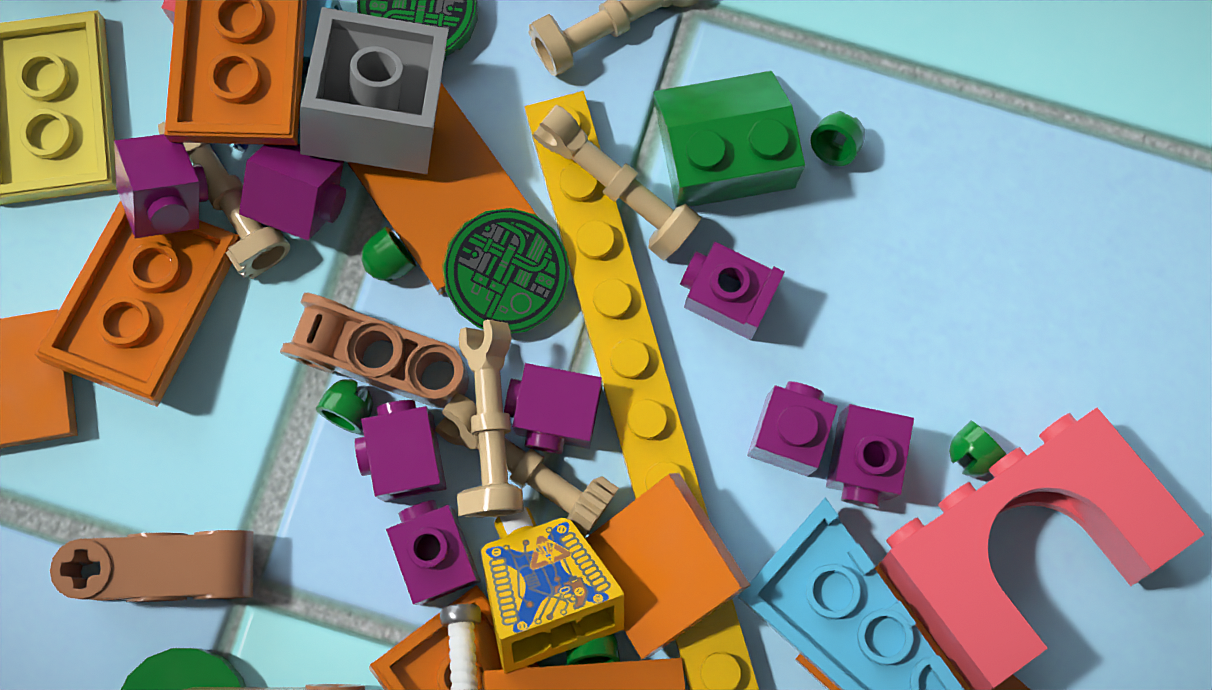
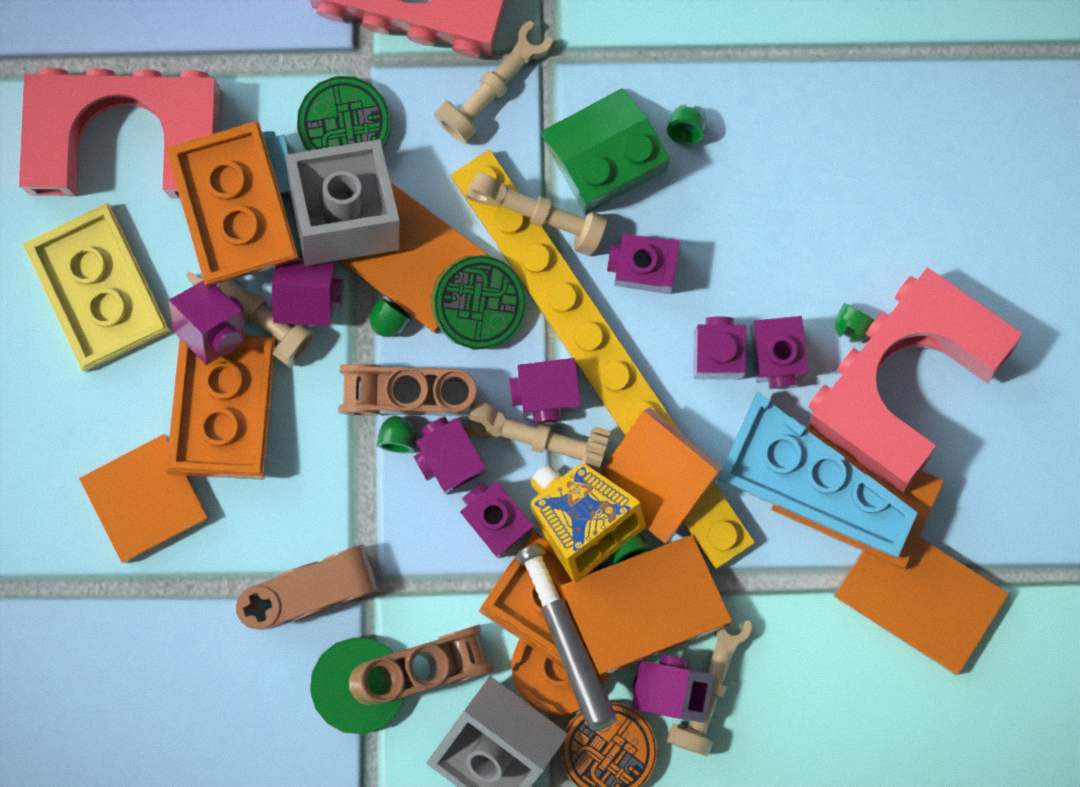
camera: 15 degrees left, 5 degrees up
(486, 357) = (489, 372): tan piece -> none

